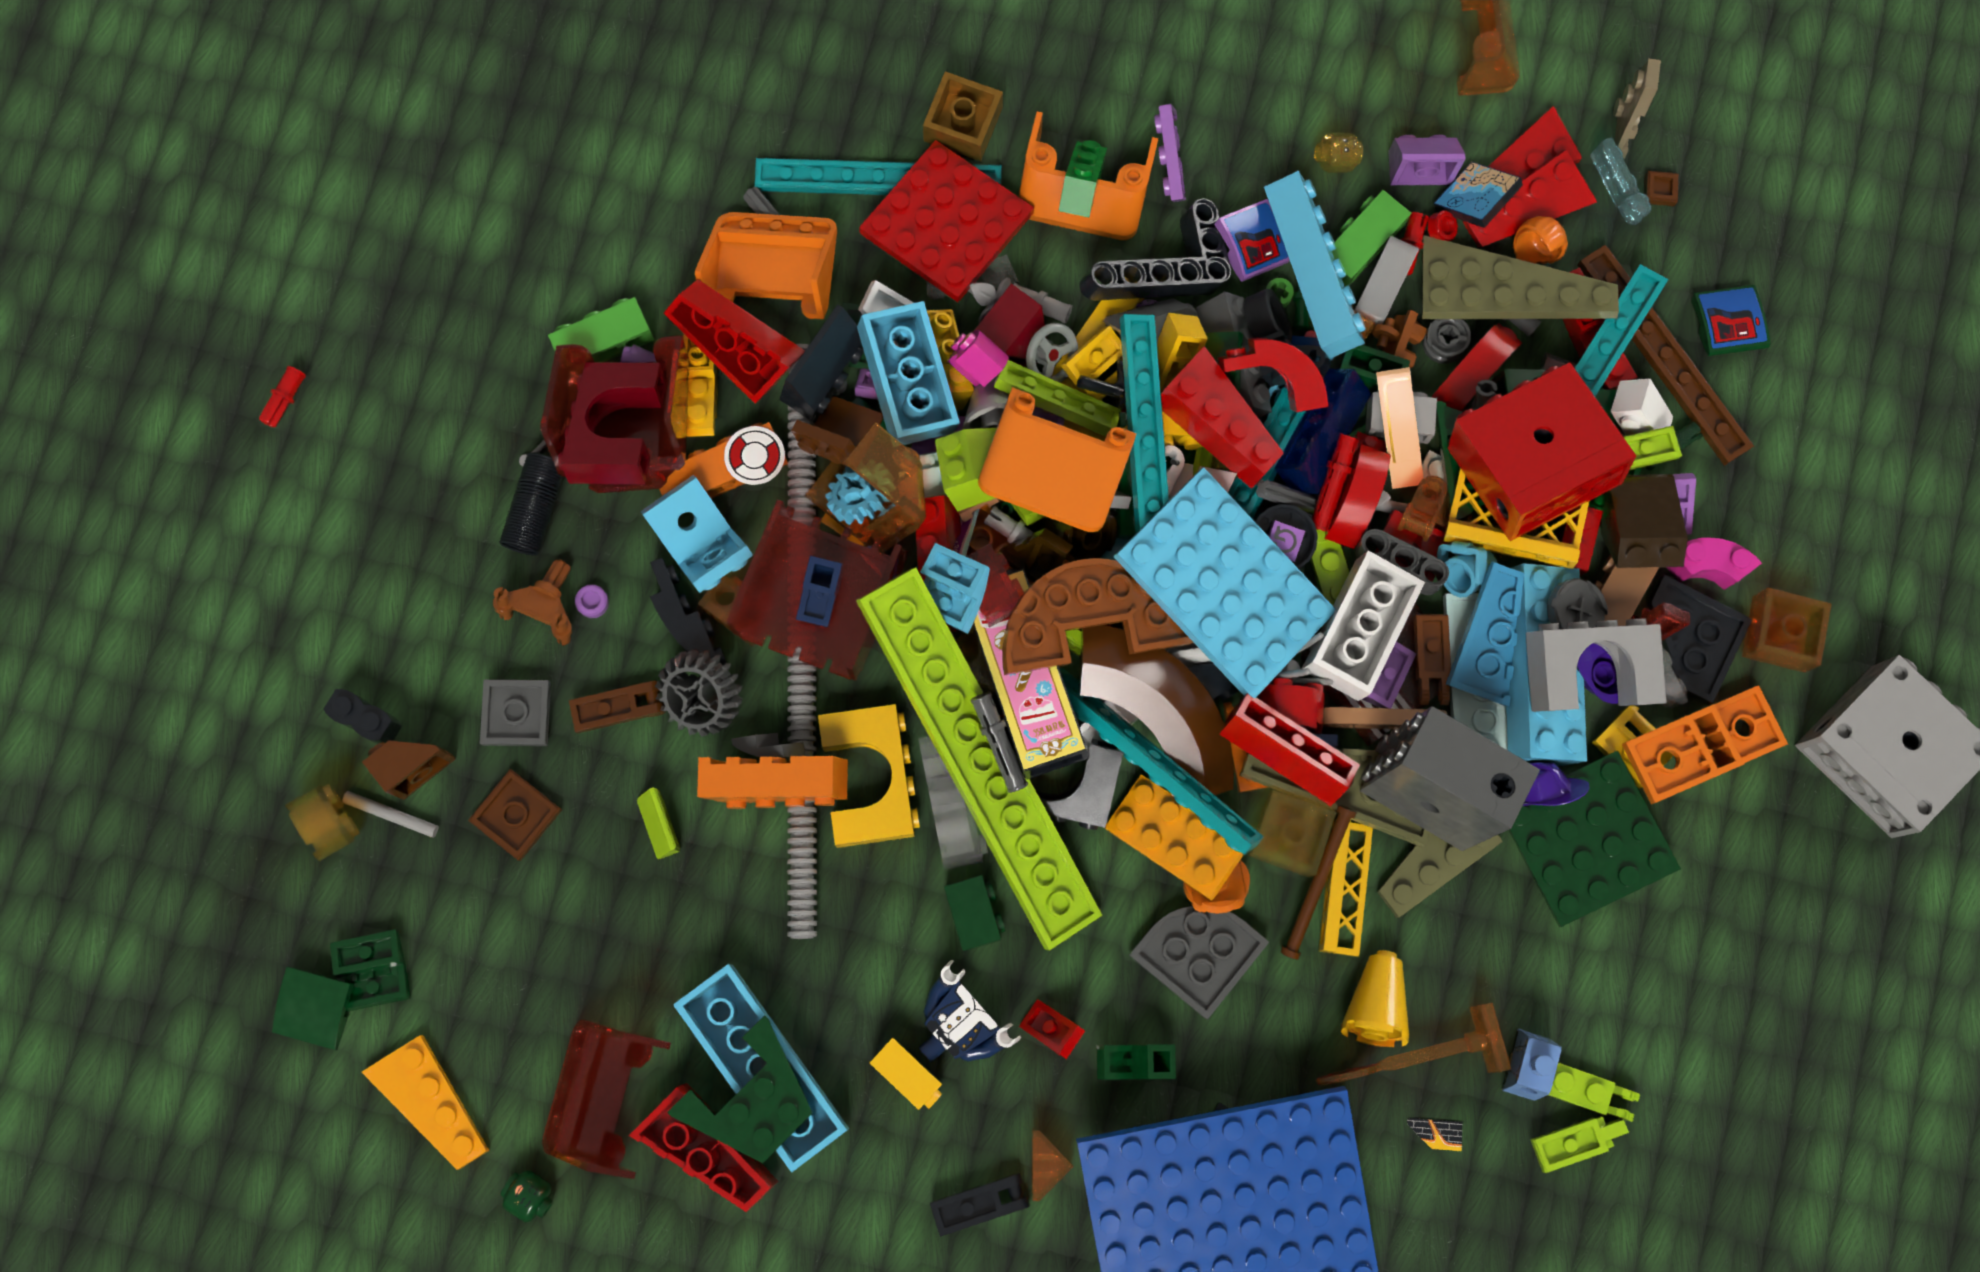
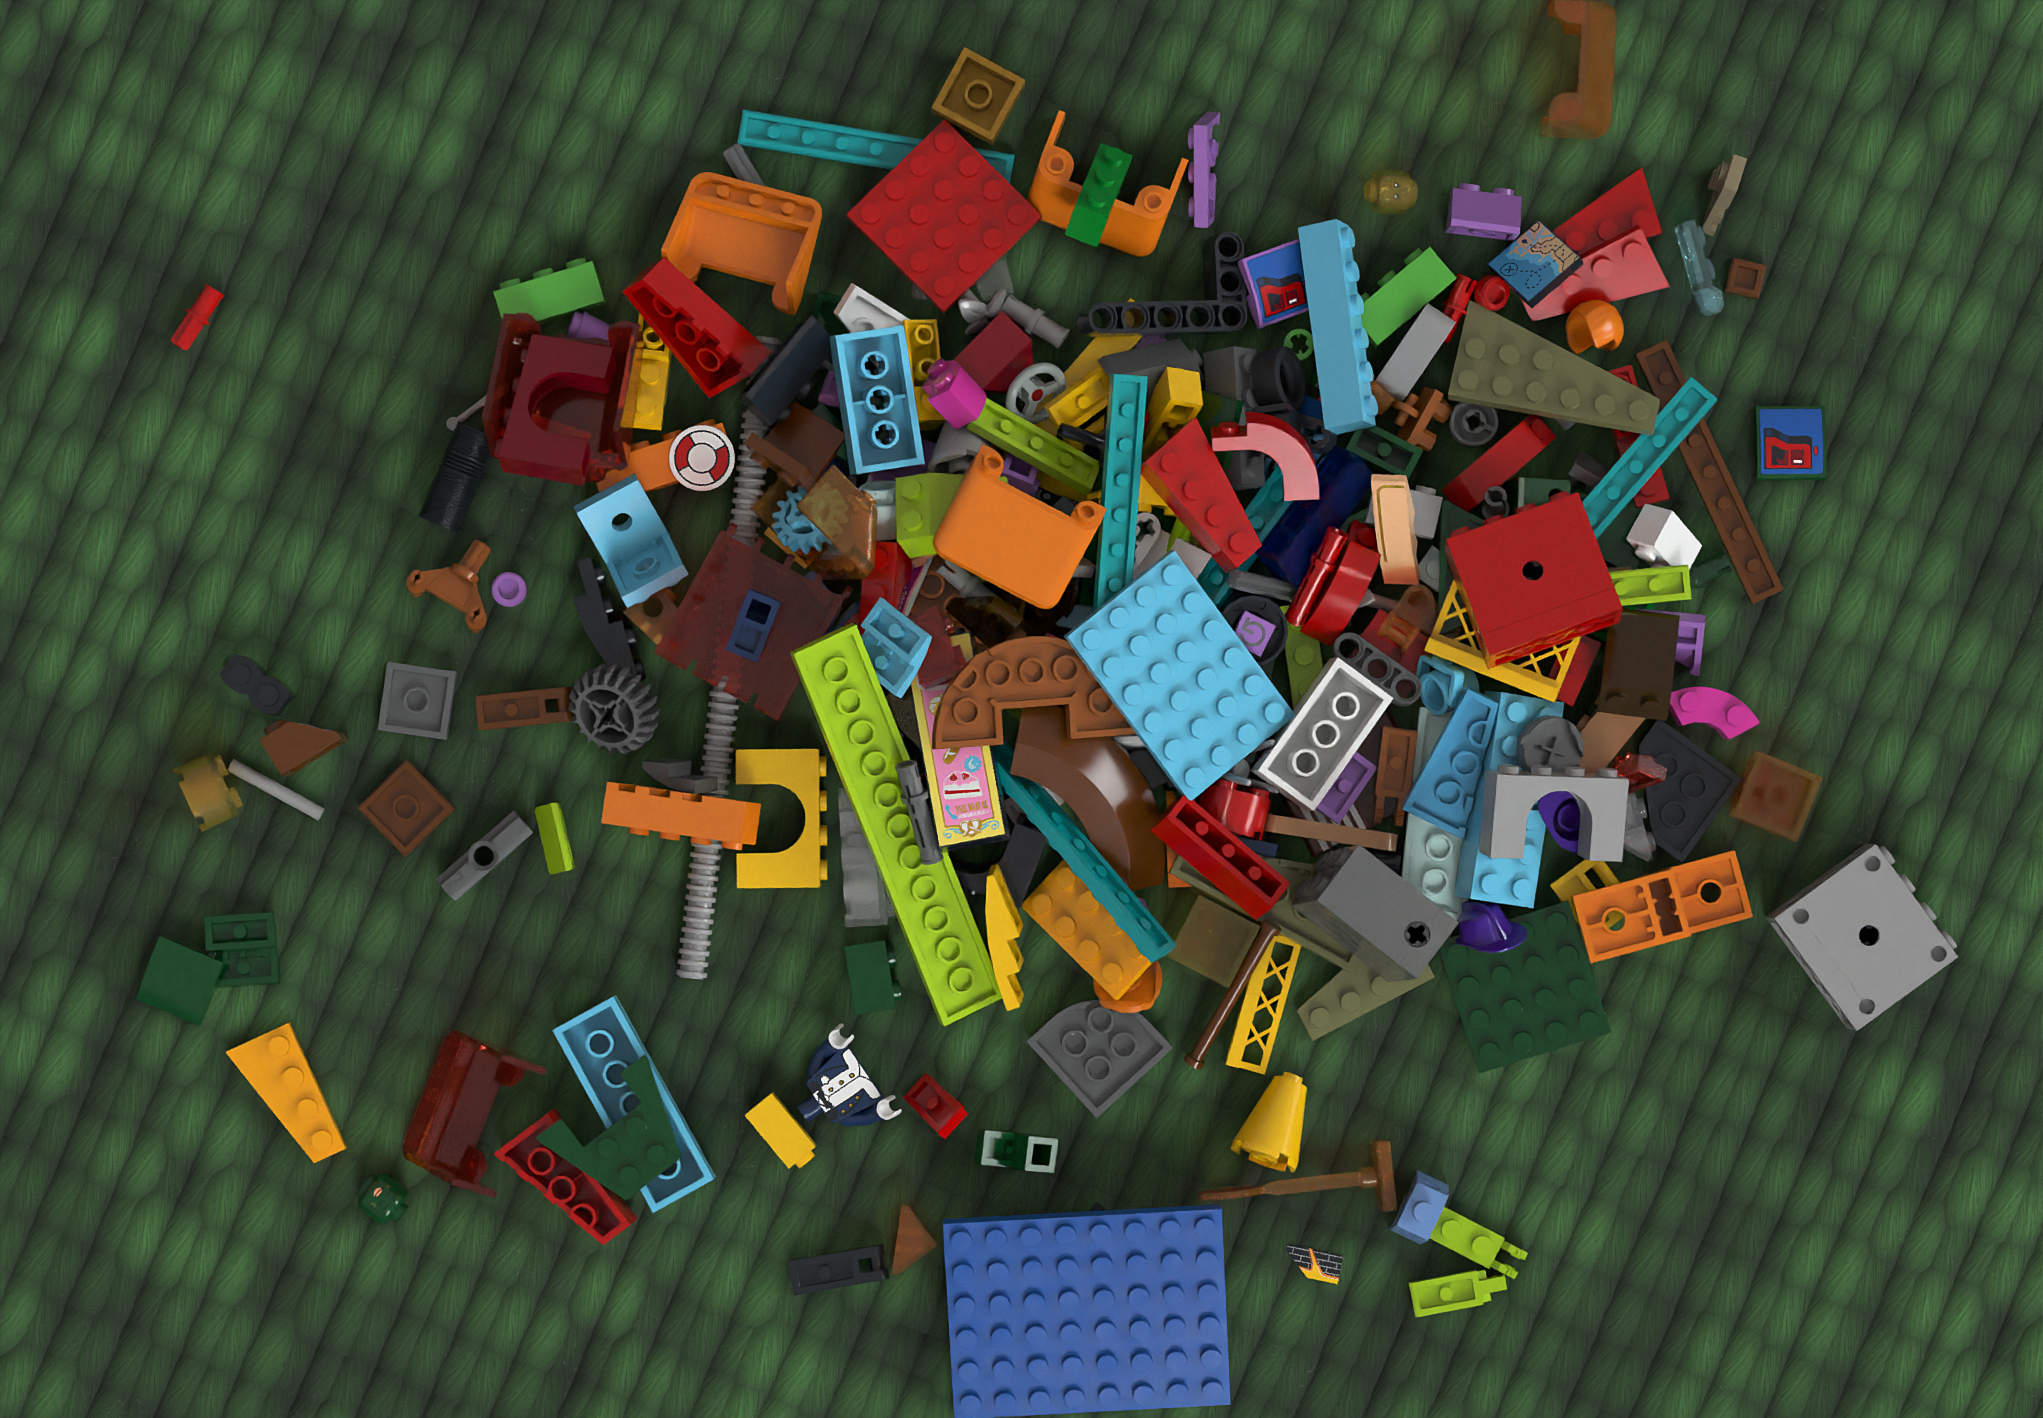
camera: 10 degrees right, 10 degrees up
(577, 864) = (468, 871): none -> dark grey piece
(1092, 846) = (1002, 928): none -> yellow slope

